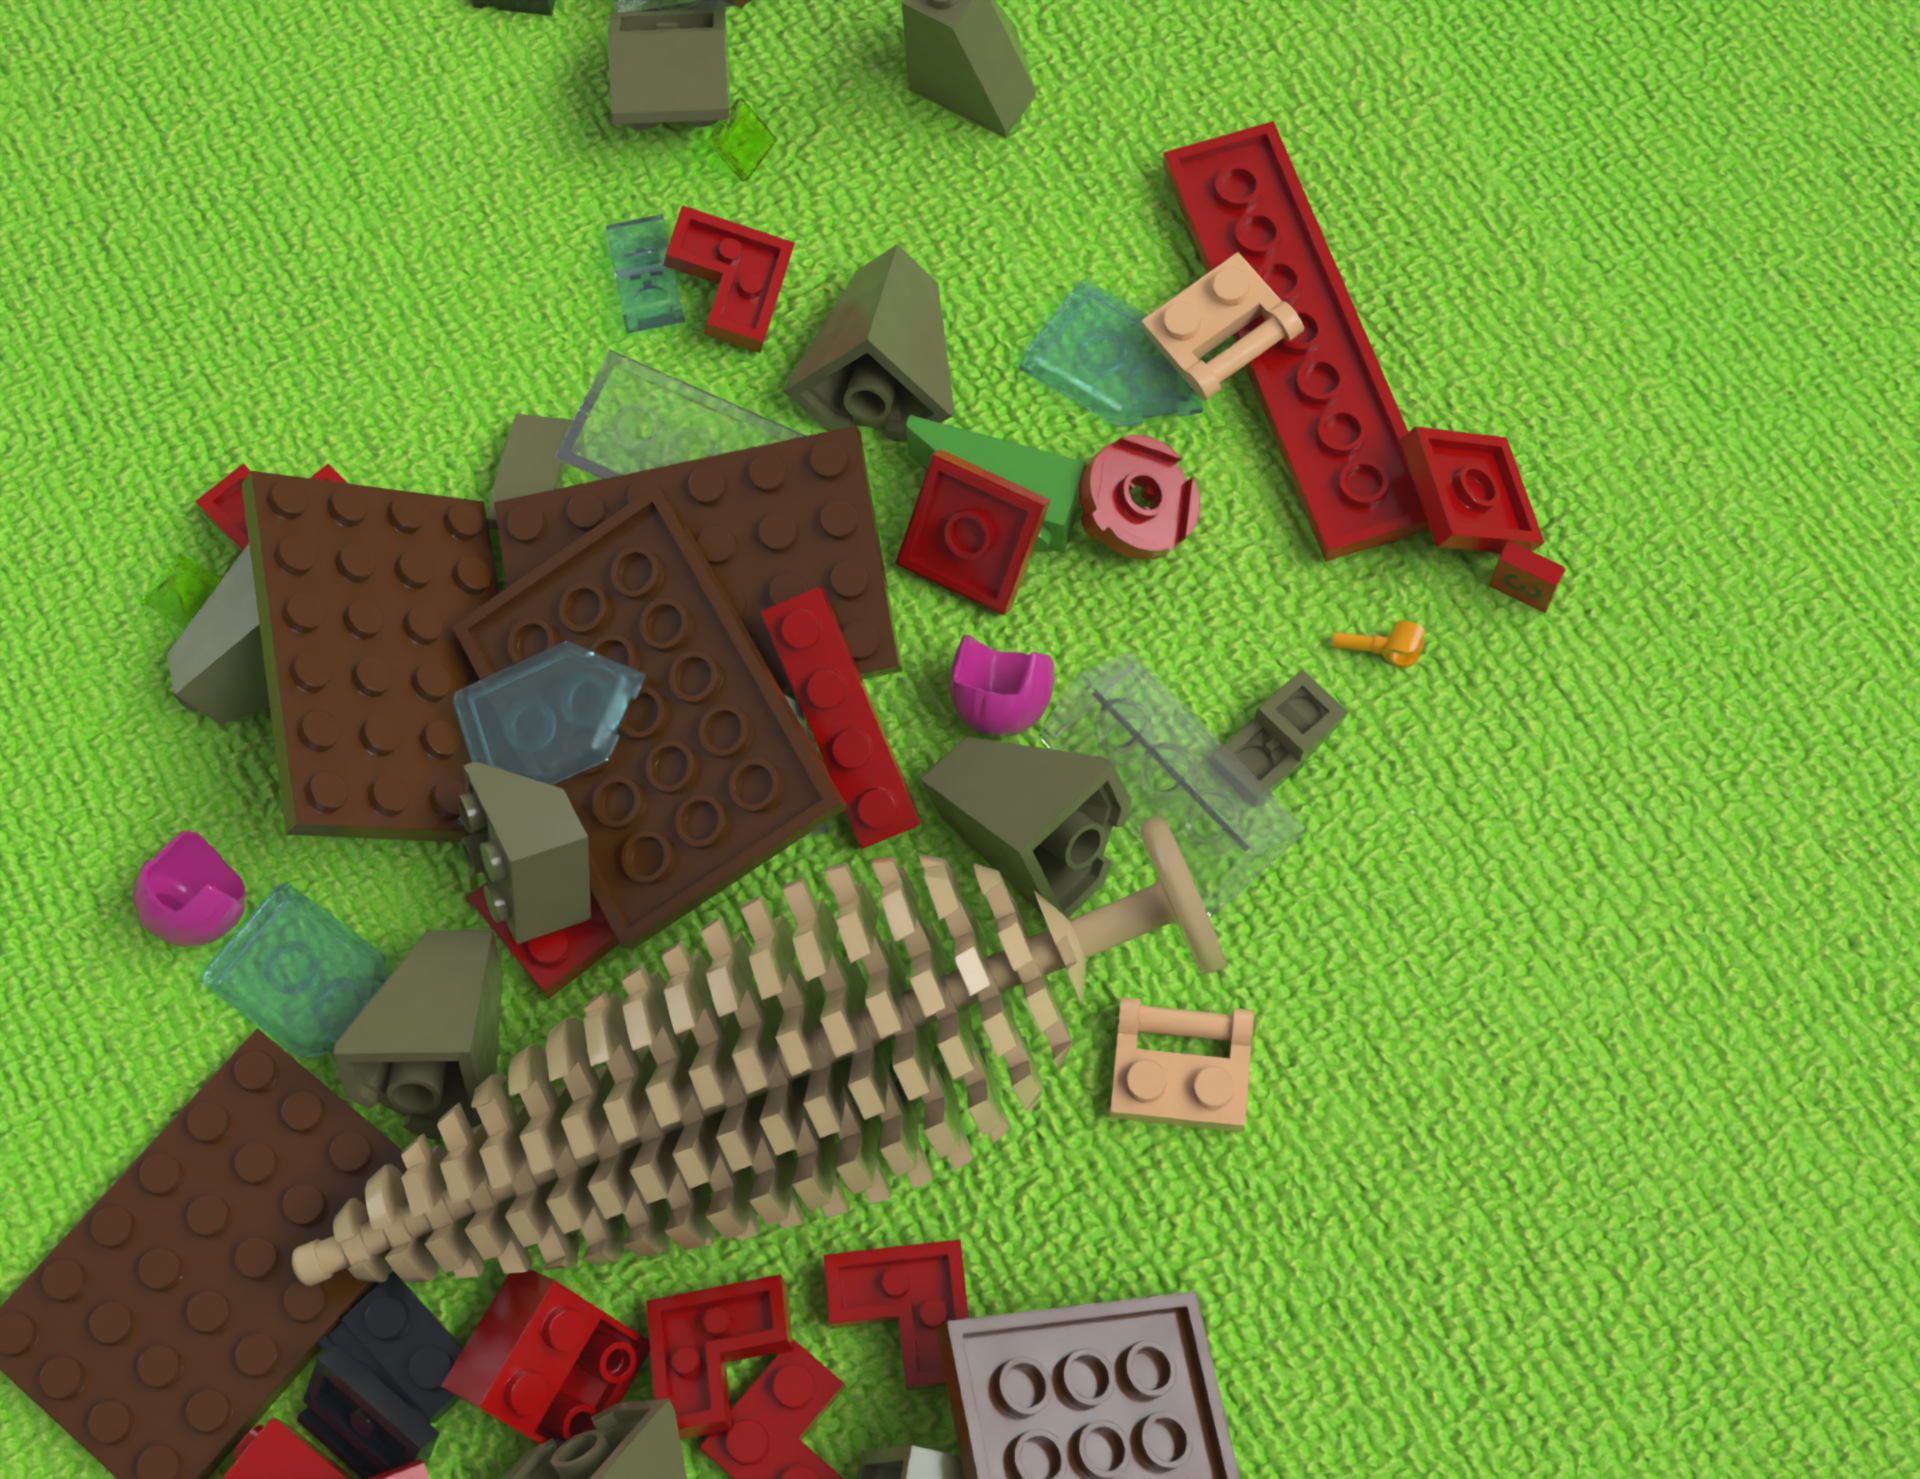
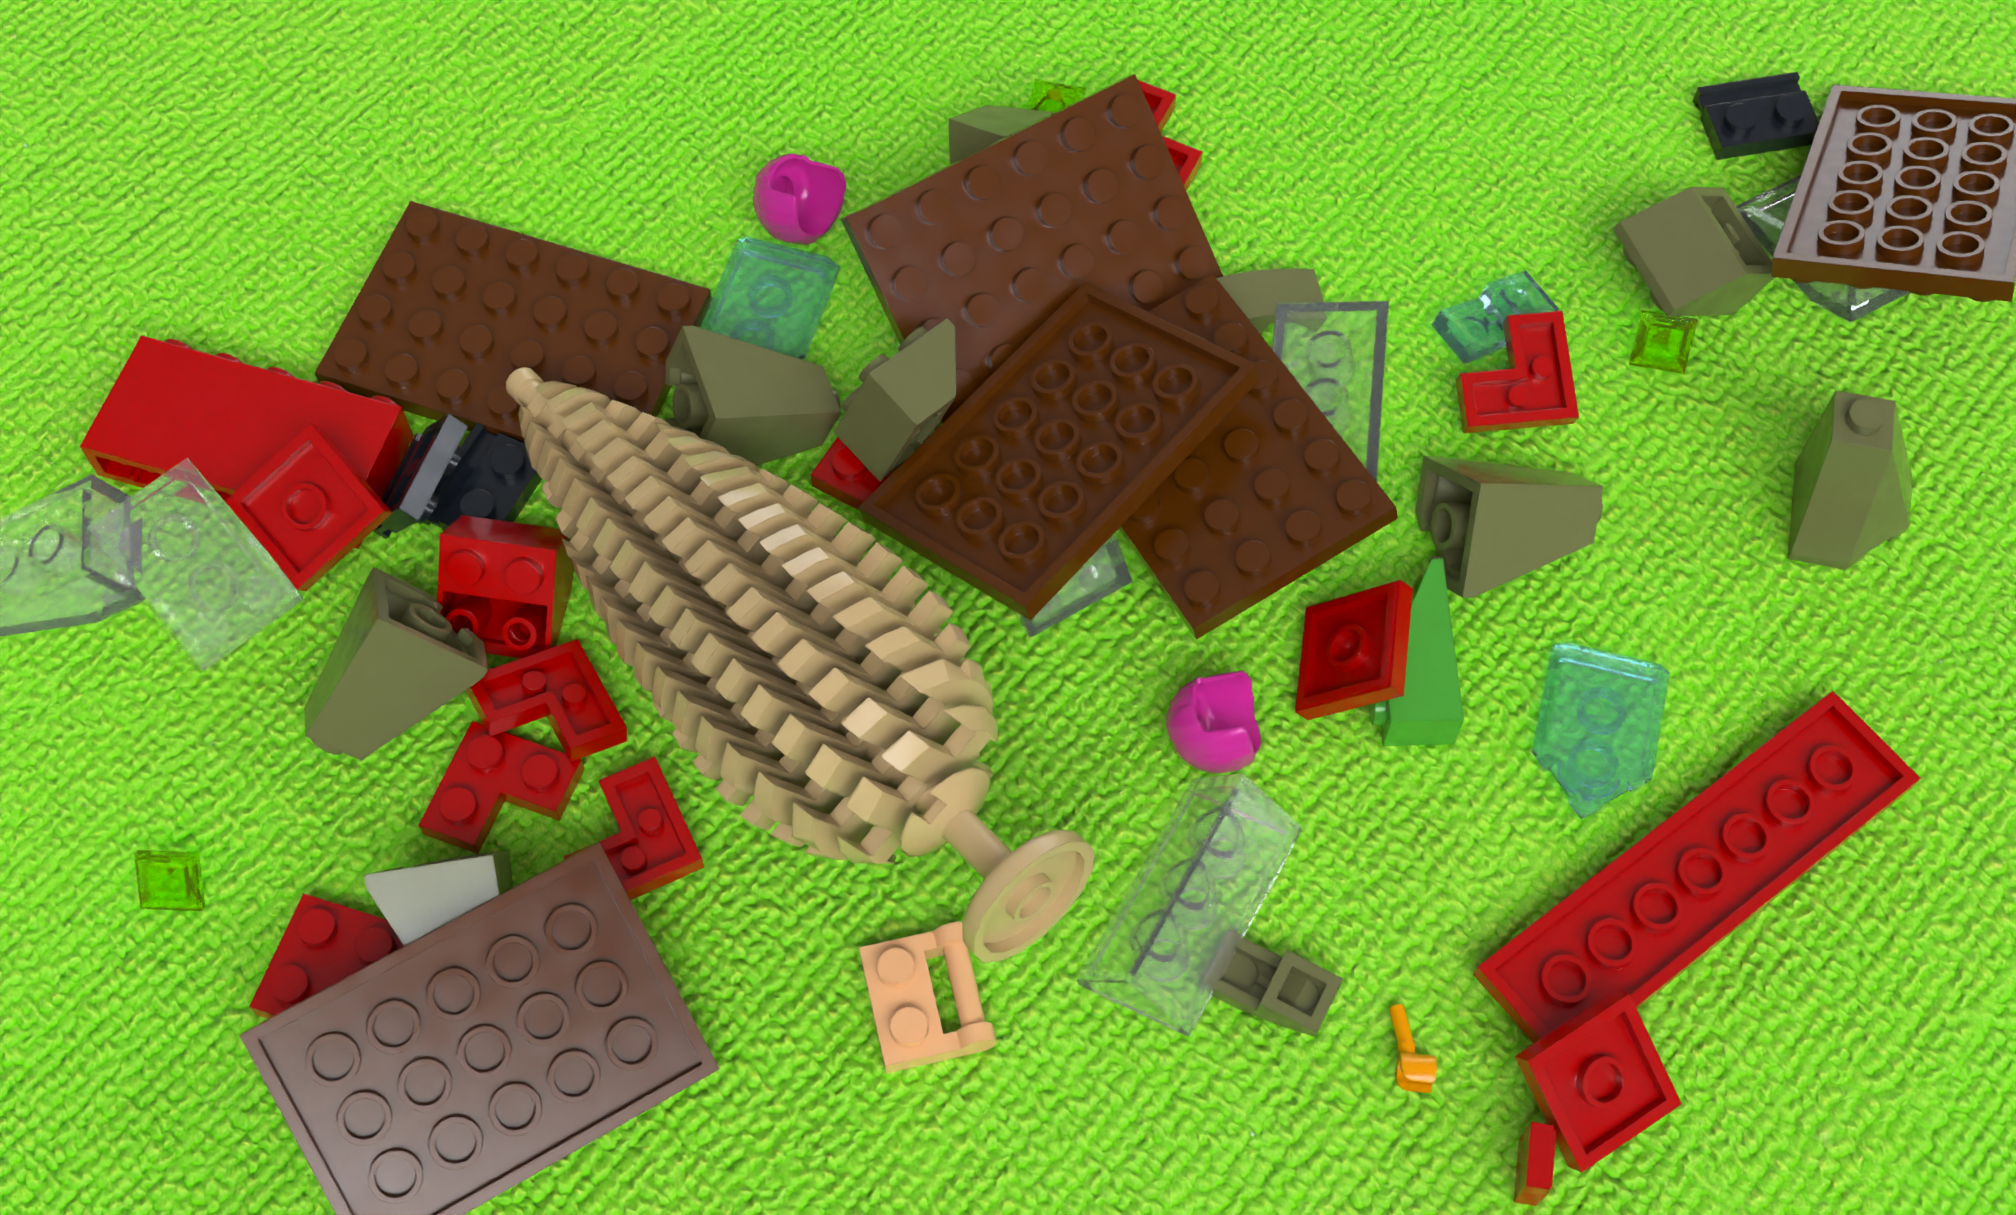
camera: 65 degrees right, 5 degrees down
(548, 713) = (1026, 372): clear light blue tile -> none
(841, 717) = (1127, 601): red plate -> none
(1033, 815) = (1103, 782): olive slope -> none
(1114, 517) = (1482, 802): plate -> none
(1212, 313) = (1672, 782): light nougat plate -> none

